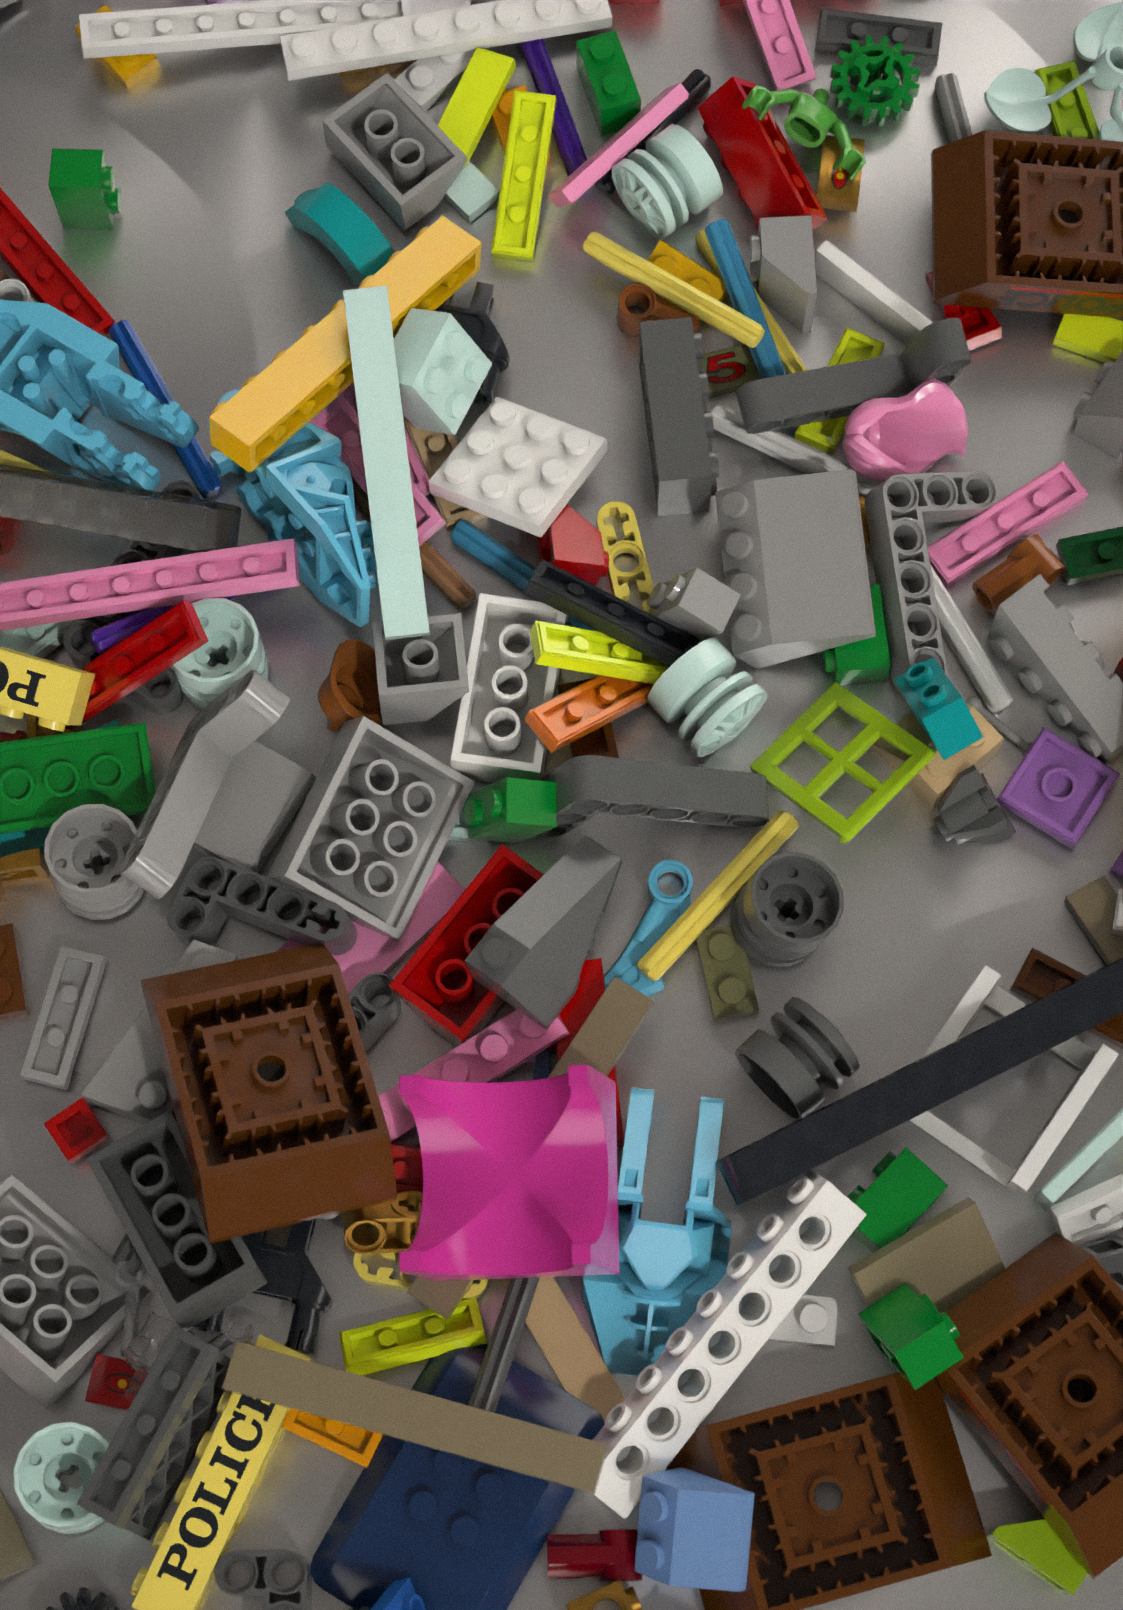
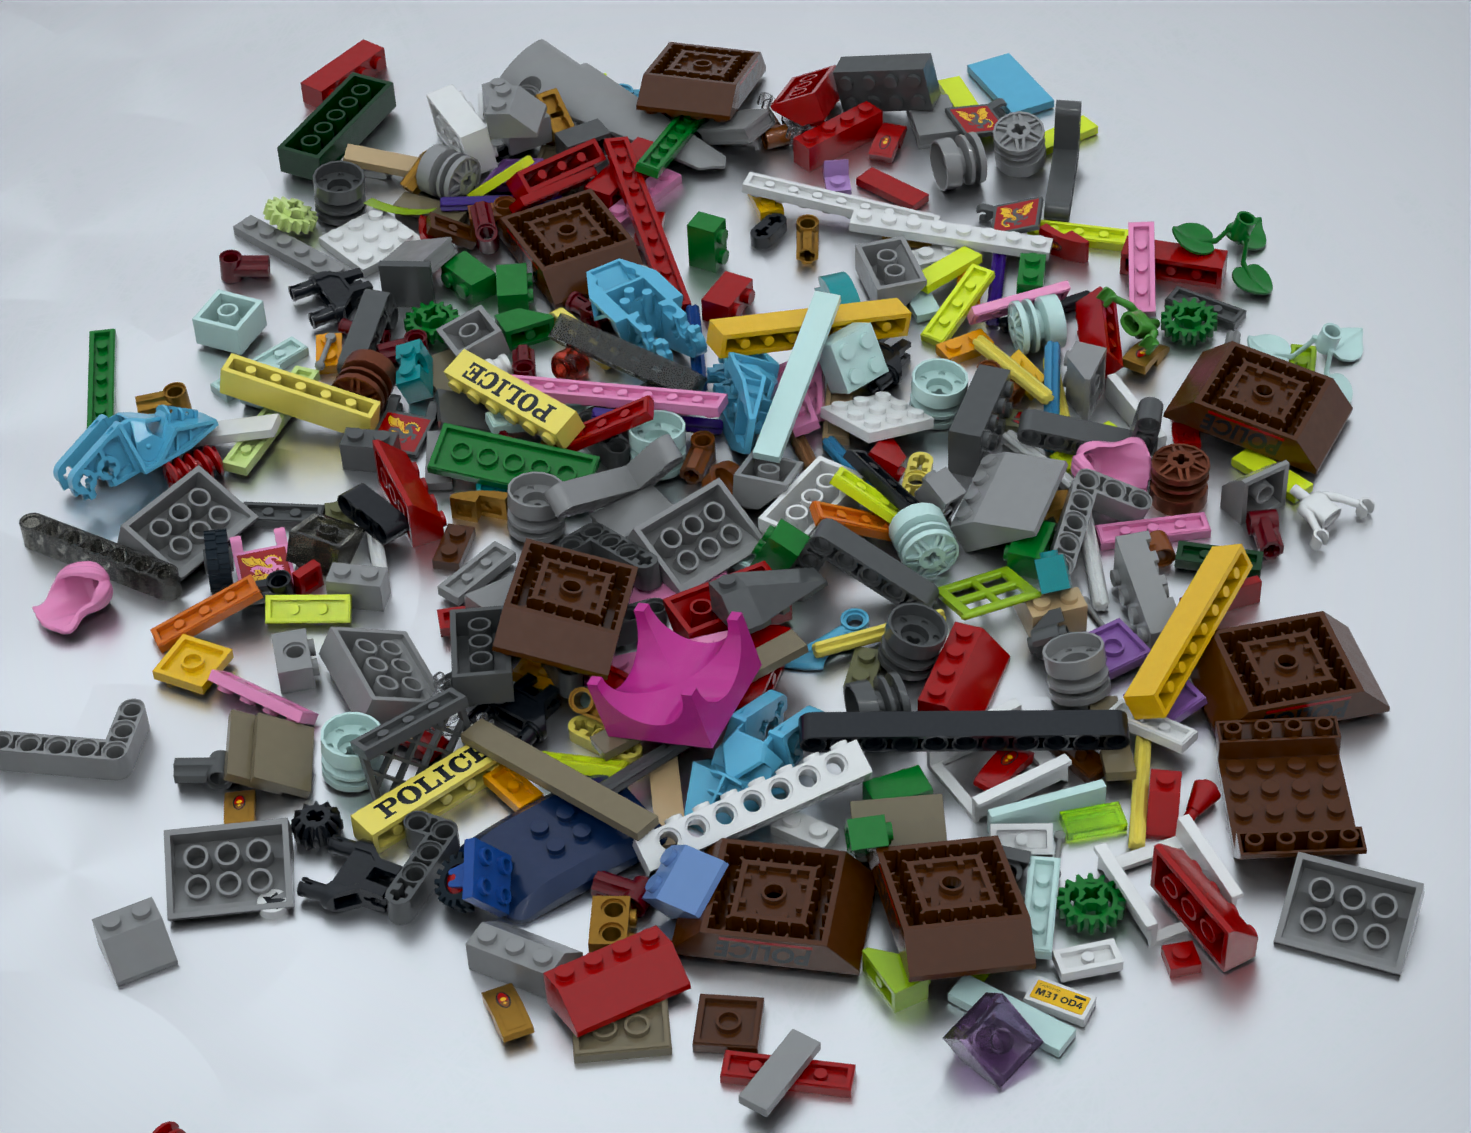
camera: 25 degrees right, 30 degrees down
(146, 111) = (768, 231): none -> black beam
(167, 290) = (728, 297): none -> red brick
(228, 115) = (807, 238): none -> pearl gold piece
(285, 648) = (699, 457): none -> dark orange piece
(563, 253) = (961, 347): none -> light orange plate
(590, 361) = (938, 390): none -> light aqua wheel
(882, 943) = (965, 672): none -> red slope
(1012, 422) = (1179, 479): none -> copper wheel
(1012, 1098) = (1002, 767): none -> red slope
(1043, 868) = (1077, 669): none -> light grey wheel

